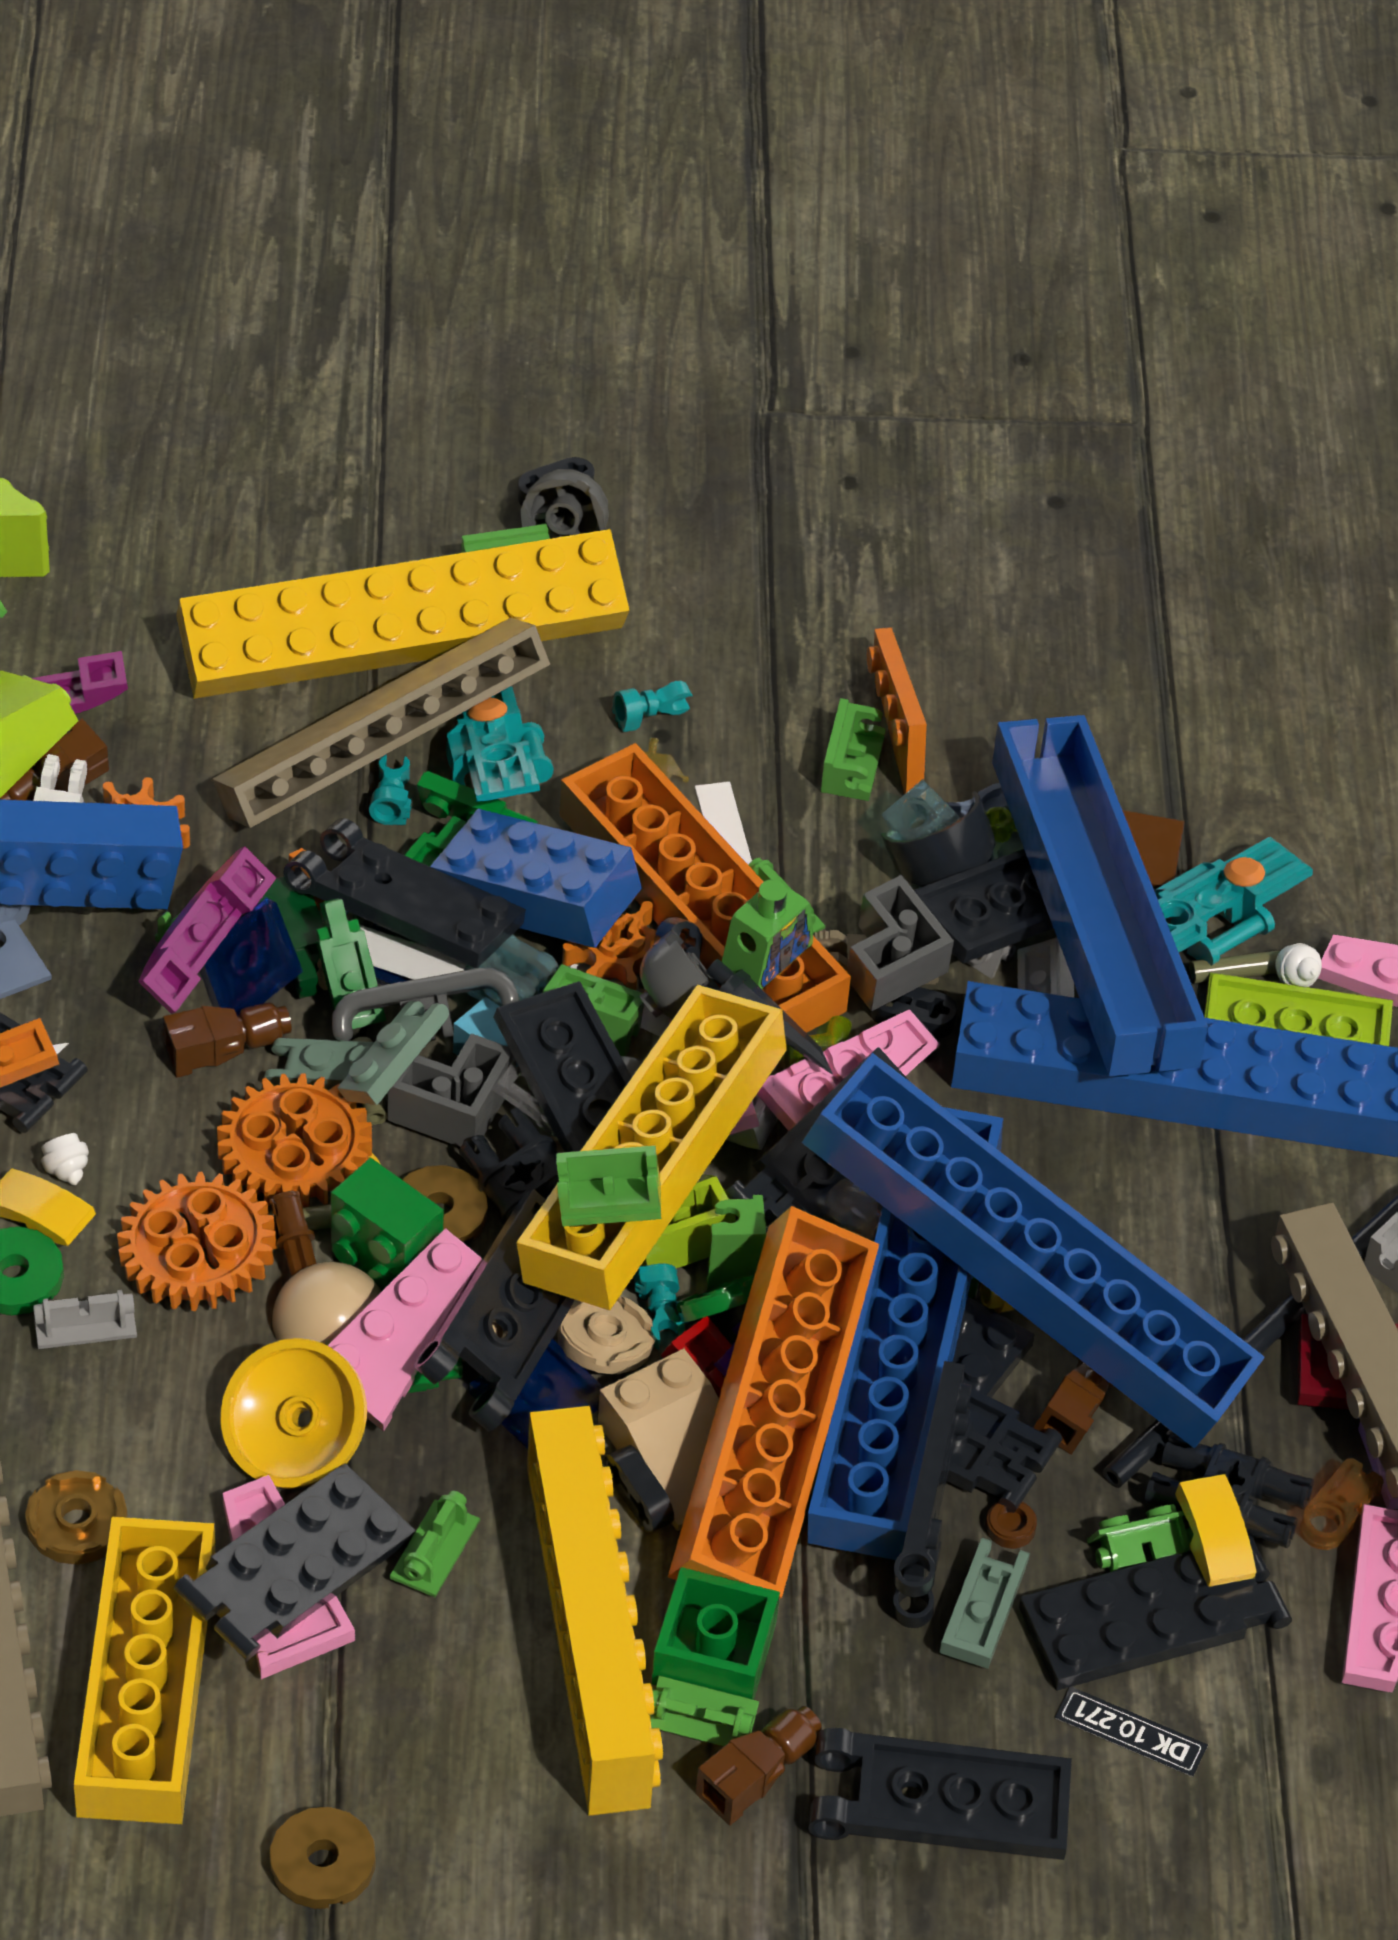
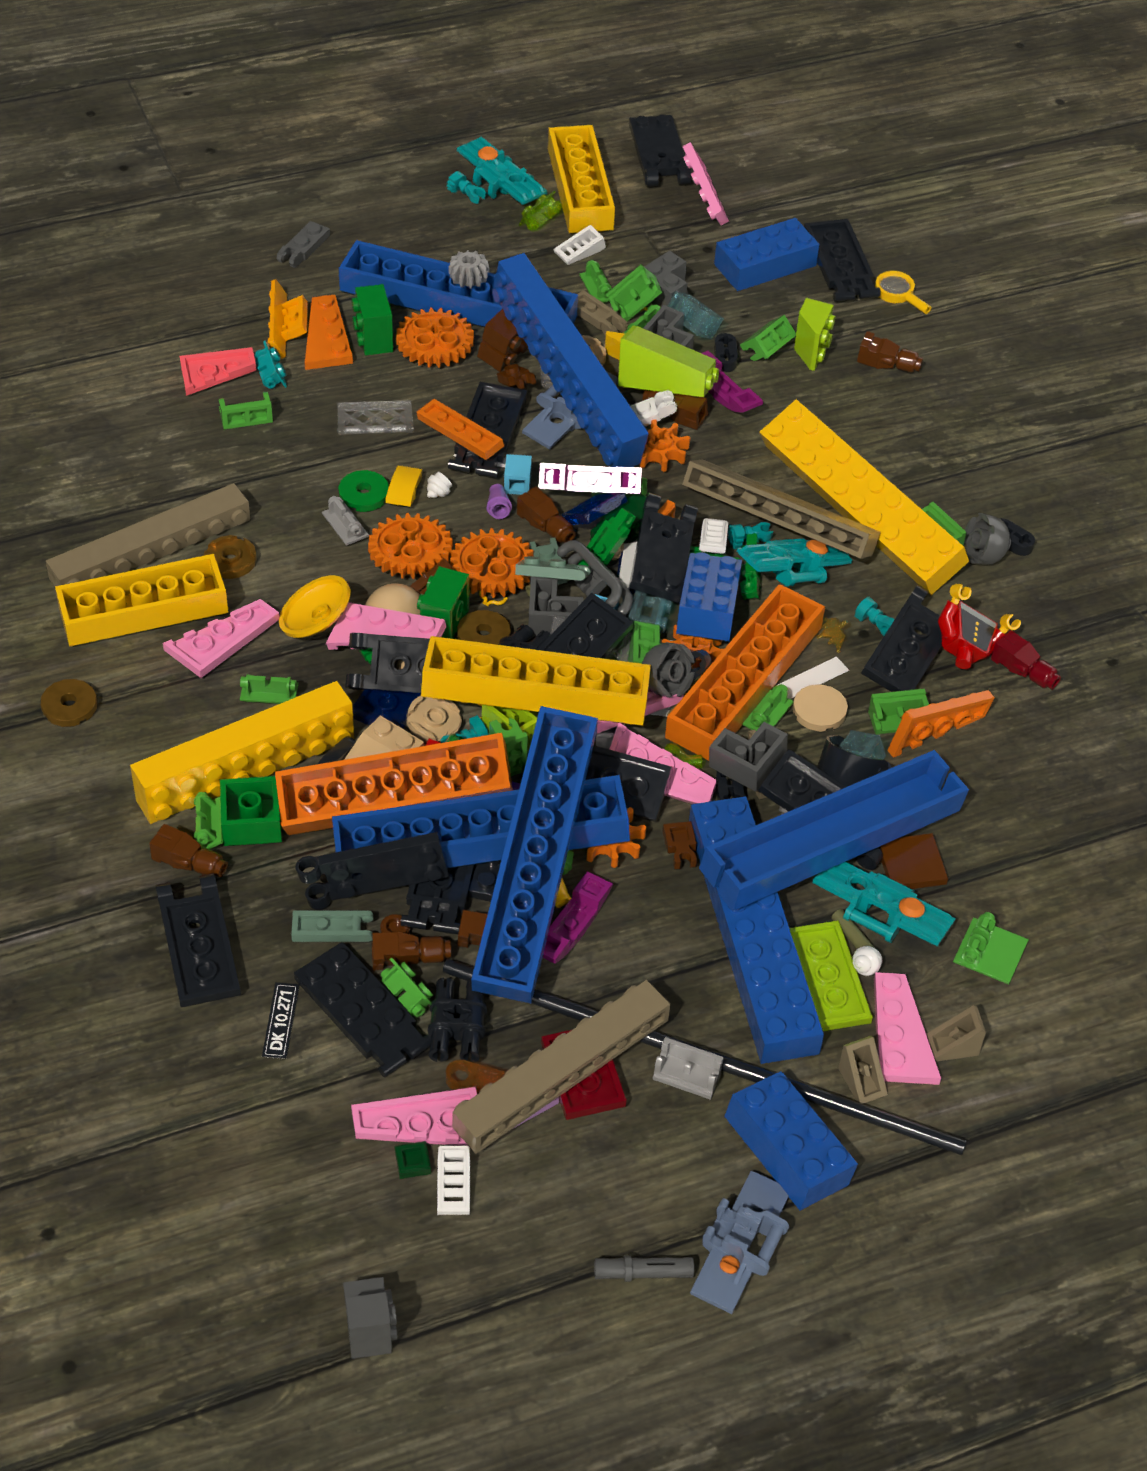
camera: 70 degrees right, 0 degrees up
(80, 464) = (885, 353): none -> reddish brown piece
(102, 1037) = (517, 474): none -> medium azure brick
(150, 1086) = (498, 502): none -> medium lavender cone
(296, 1560) = (223, 631): black hinge -> none
(396, 826) = (713, 536): none -> white slope
(609, 1186) = (473, 654): bright green hinge -> none
(728, 681) = (903, 653): none -> black hinge
(743, 986) = (664, 701): black bar -> none
(748, 601) = (967, 631): none -> torso
(768, 932) = (709, 687): bright green torso -> none
(797, 841) = (820, 707): none -> tan tile
(817, 571) = (1024, 660): none -> dark red piece
(995, 1098) = (680, 840): none -> reddish brown plate
(1066, 1533) = (407, 949): none -> reddish brown piece
(1218, 1529) = (415, 1012): yellow slope -> none
(1321, 826) = (990, 949): none -> bright green hinge

